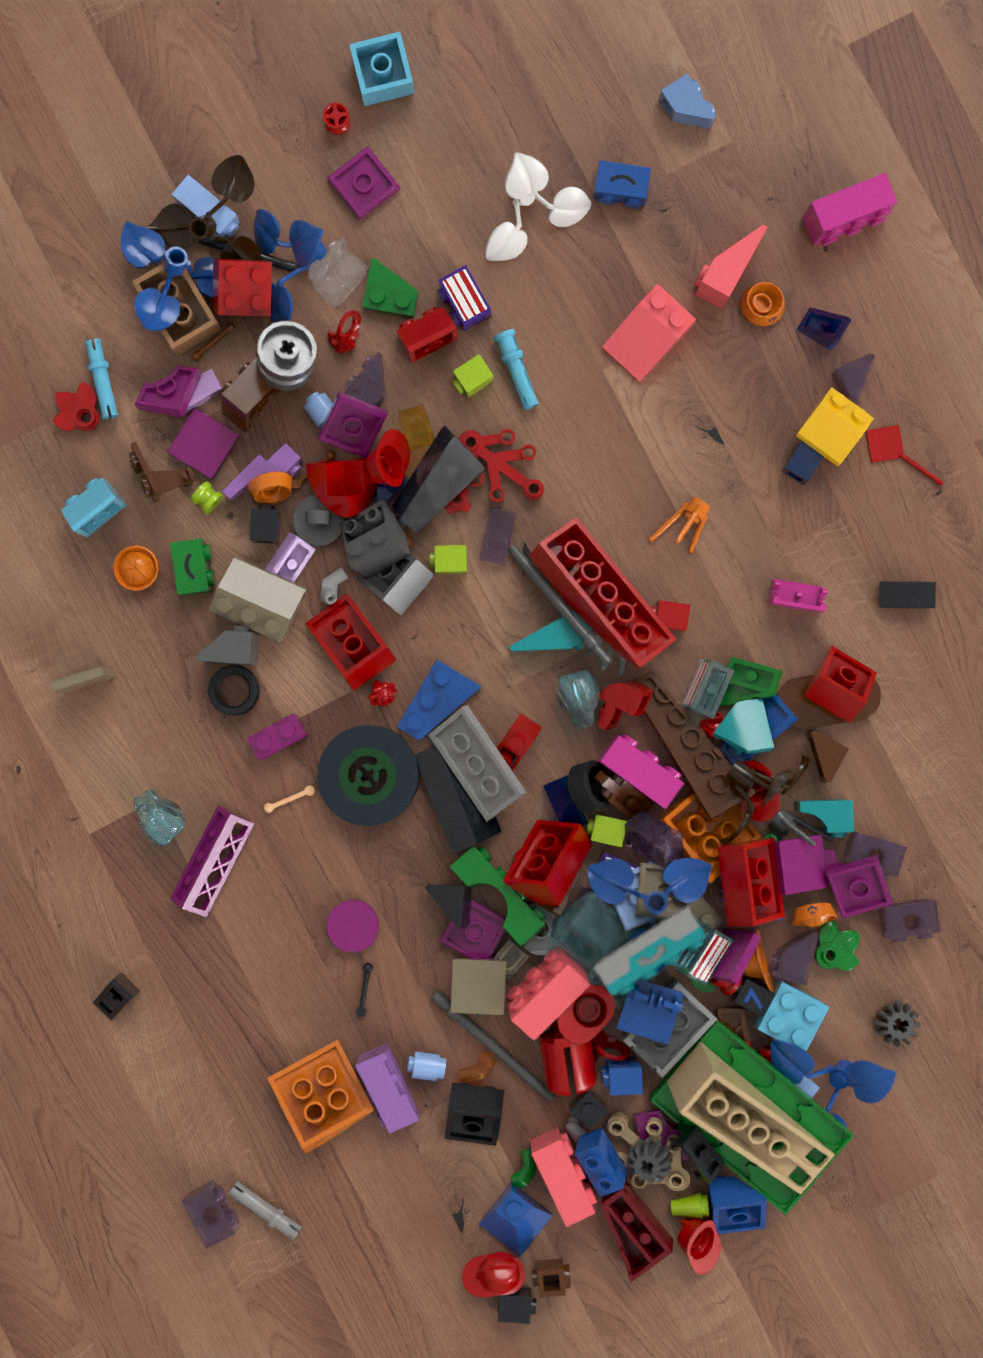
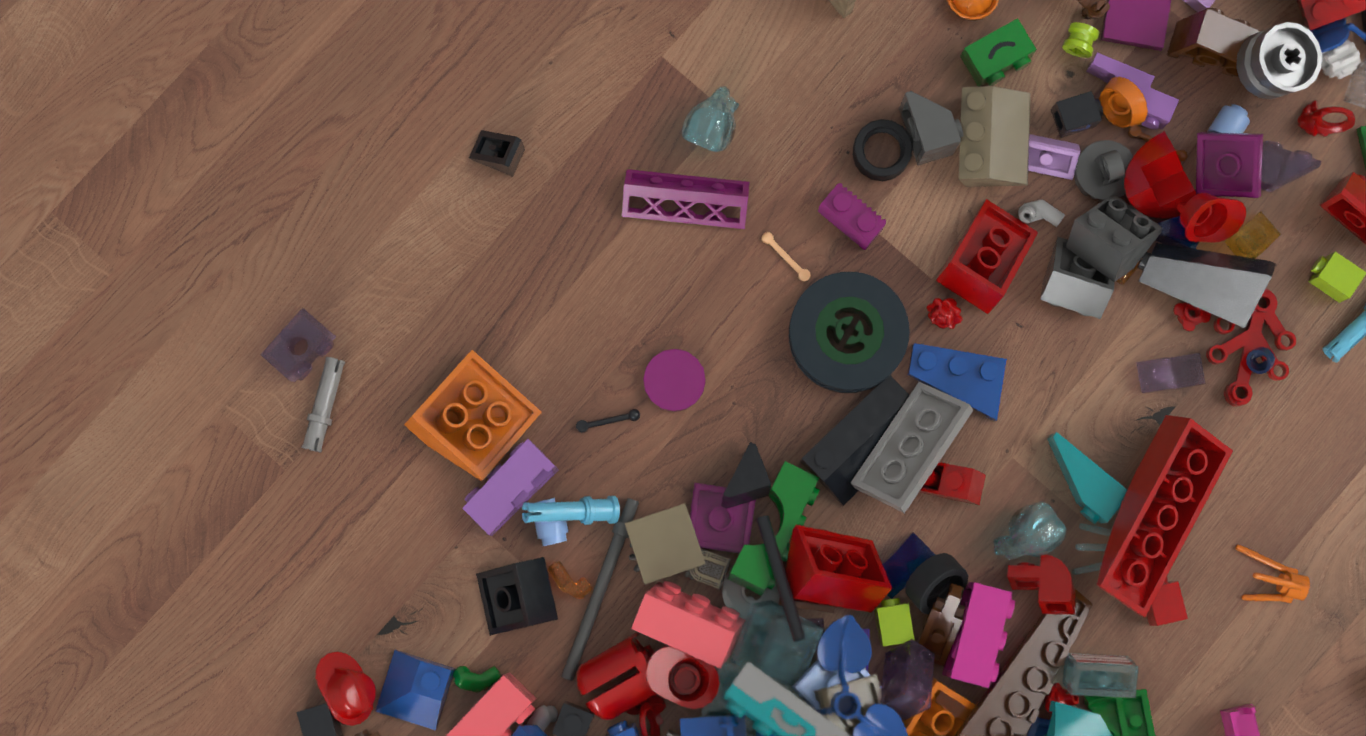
camera: 75 degrees right, 5 degrees down
(303, 300) = (1341, 60): none -> white gear
(427, 1037) = (584, 510): none -> medium azure pin
(449, 559) = (1123, 329): lime brick -> none
(514, 470) = (1263, 367): none -> dark blue hinge
(537, 909) = (781, 579): none -> black bar
(591, 641) = (1102, 520): dark grey bar -> none

